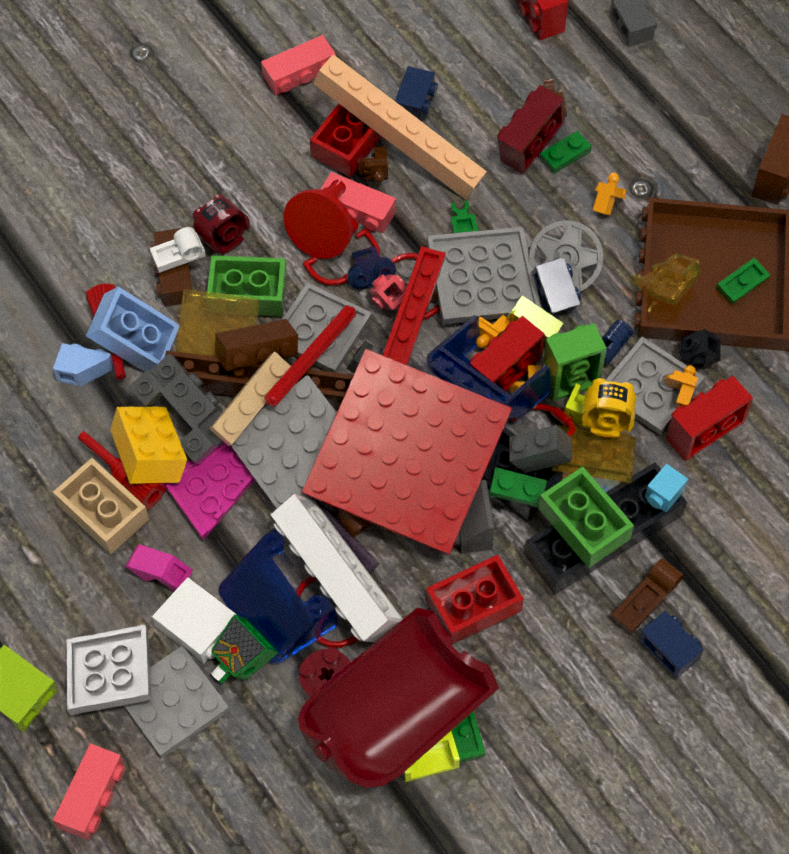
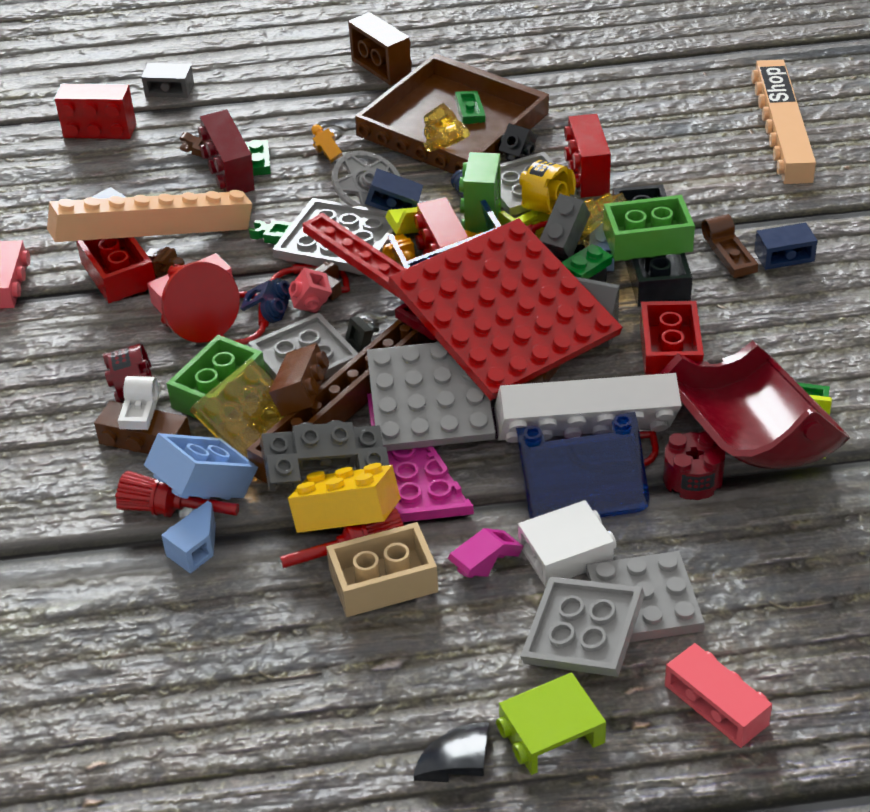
camera: 60 degrees left, 20 degrees down
(241, 650) = (626, 512): torso -> none
(249, 400) = (360, 398): tan plate -> none
(310, 356) = (343, 349): red axle -> none
(666, 488) = (647, 181): medium azure brick -> none
(685, 382) = (550, 153): light orange piece -> none

